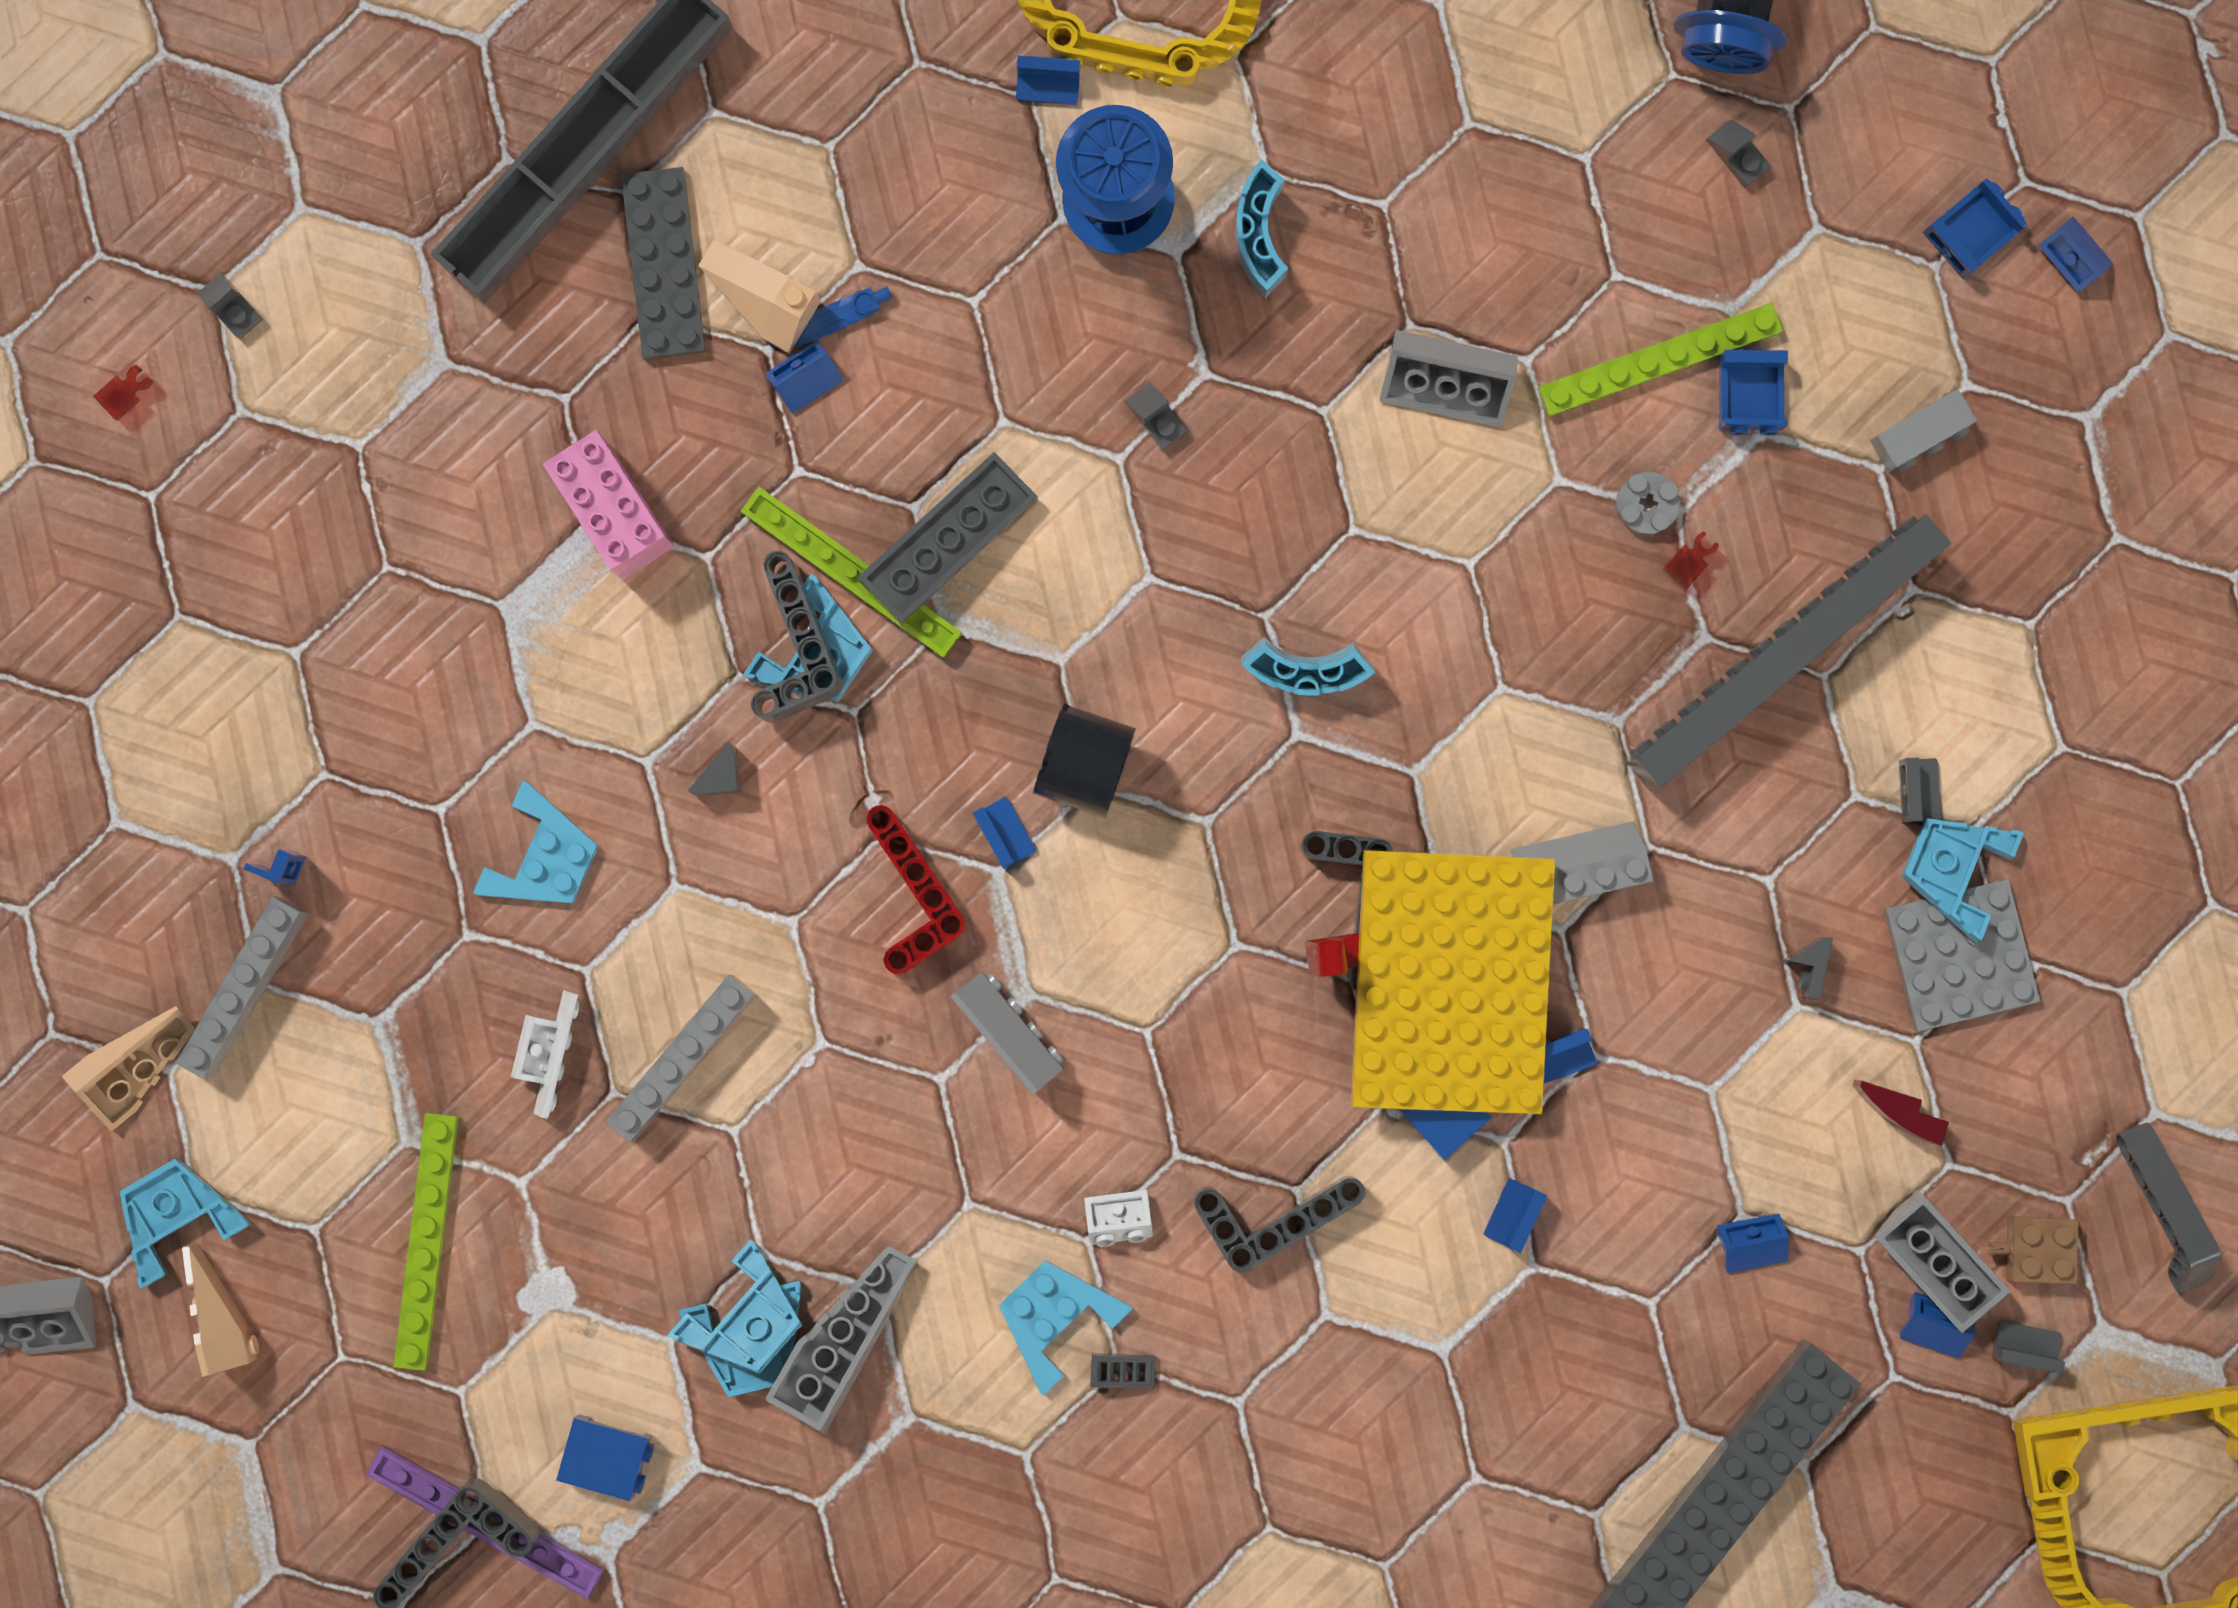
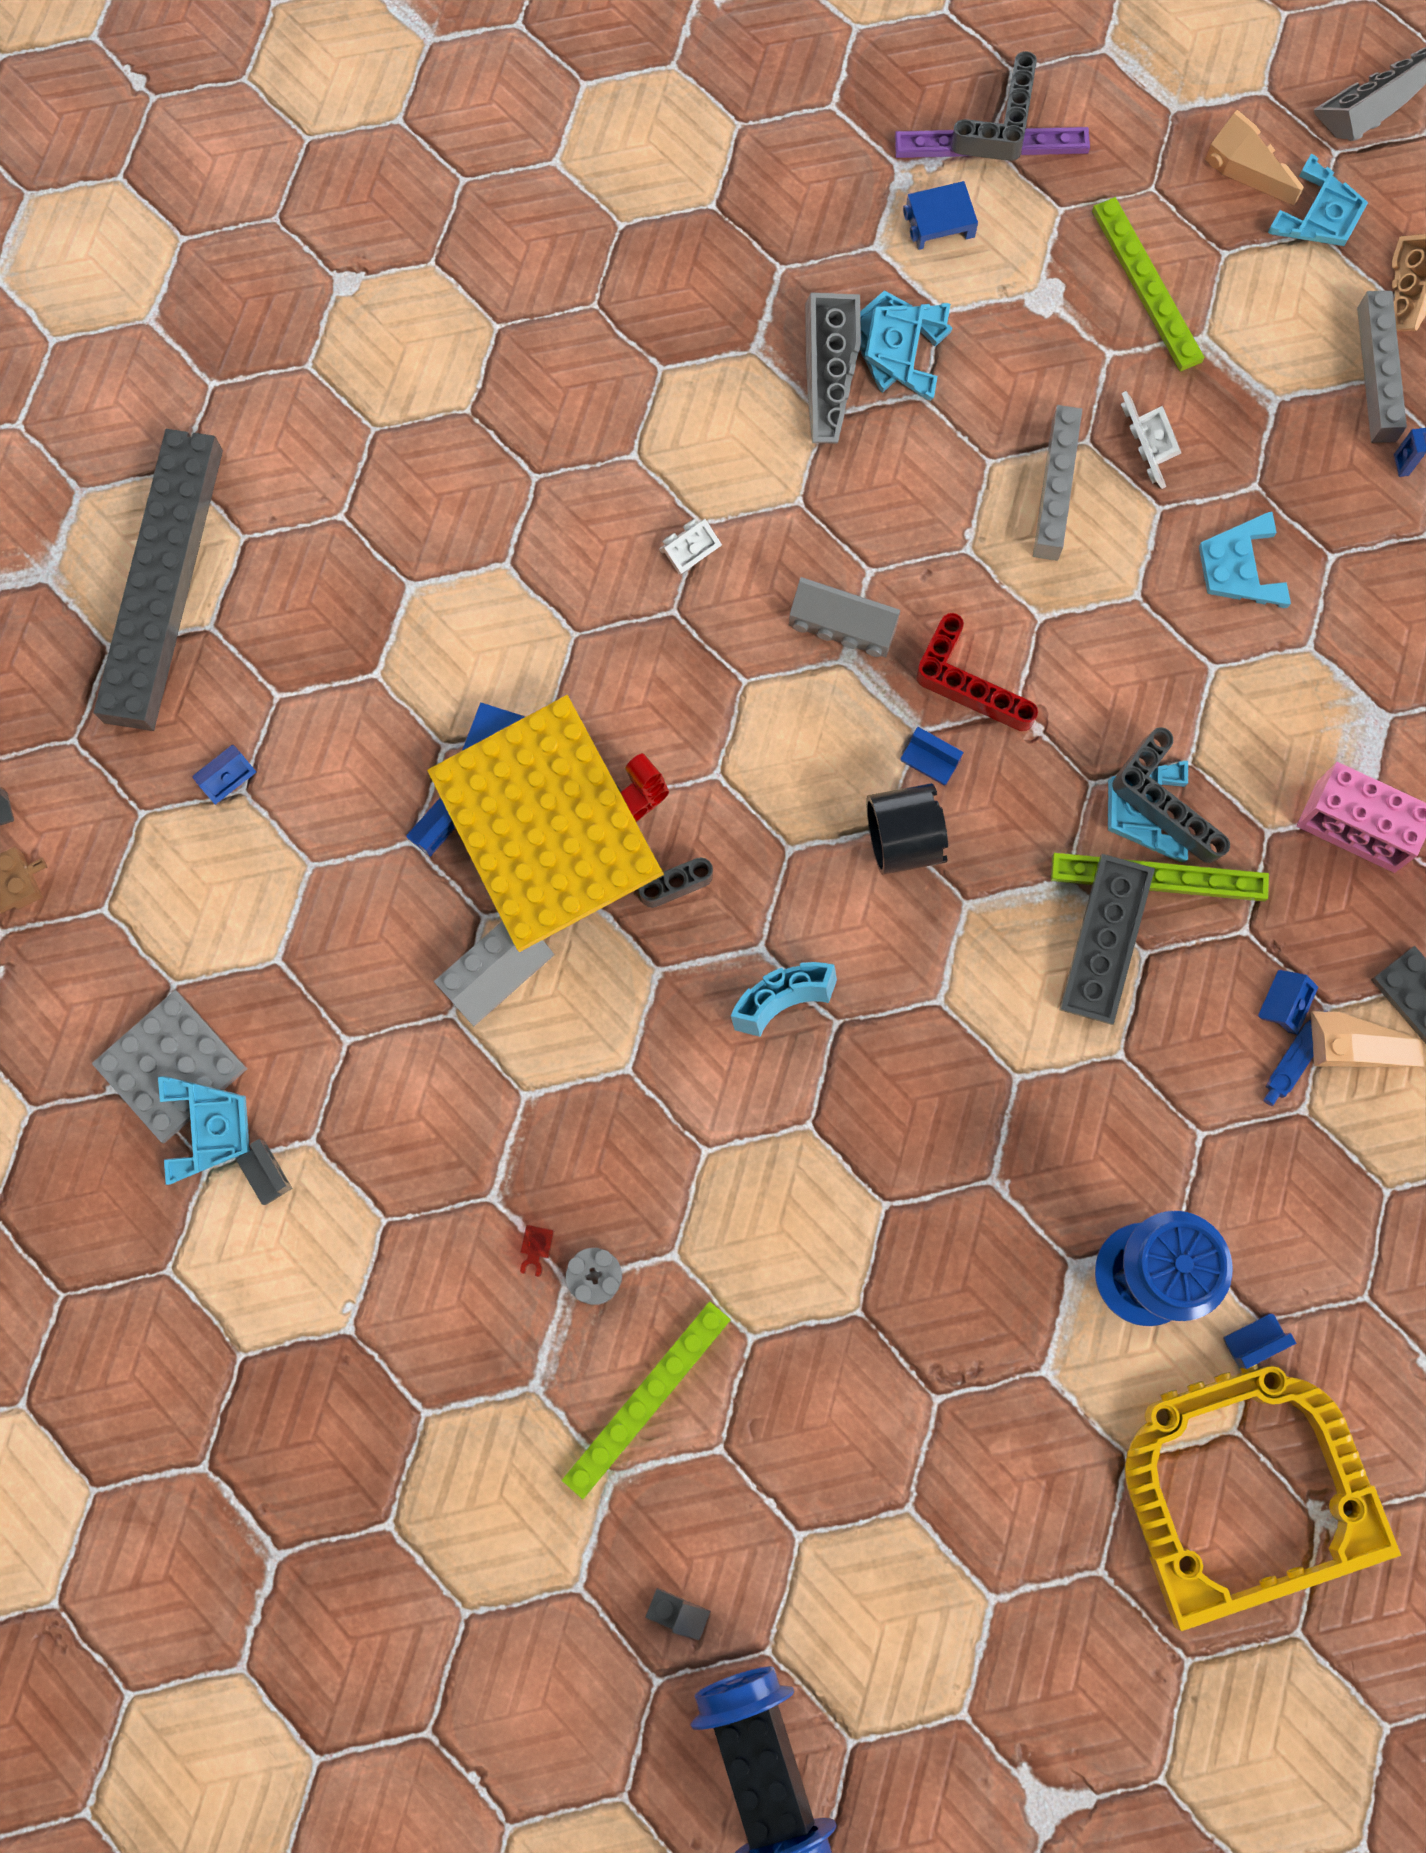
camera: 155 degrees right, 10 degrees down
(720, 775) = (1156, 683): dark grey slope -> none
(1045, 1307) = (704, 465): medium azure wing -> none
(1096, 1361) = (632, 458): dark grey slope -> none
(1156, 416) = (1010, 1124): dark grey slope -> none
(1251, 230) = (1028, 1312): medium azure brick -> none
(1277, 1225) = (575, 598): dark grey beam -> none
(1449, 378) = (805, 1284): light grey slope -> none
(1514, 1215) = (408, 699): blue panel -> none
(1752, 391) = (558, 1414): blue panel -> none
(1788, 653) = (420, 1217): dark grey piece -> none
(1816, 958) = (282, 998): dark grey slope -> none
(1903, 1112) = (157, 924): dark red slope -> none
(1924, 432) = (403, 1462): light grey brick -> none
(1933, 1329) = (56, 791): blue panel -> none
(1941, 1261) = (75, 831): light grey slope -> none
(1975, 227) = (448, 1665): blue panel -> none
(2076, 254) = (352, 1692): blue panel -> none

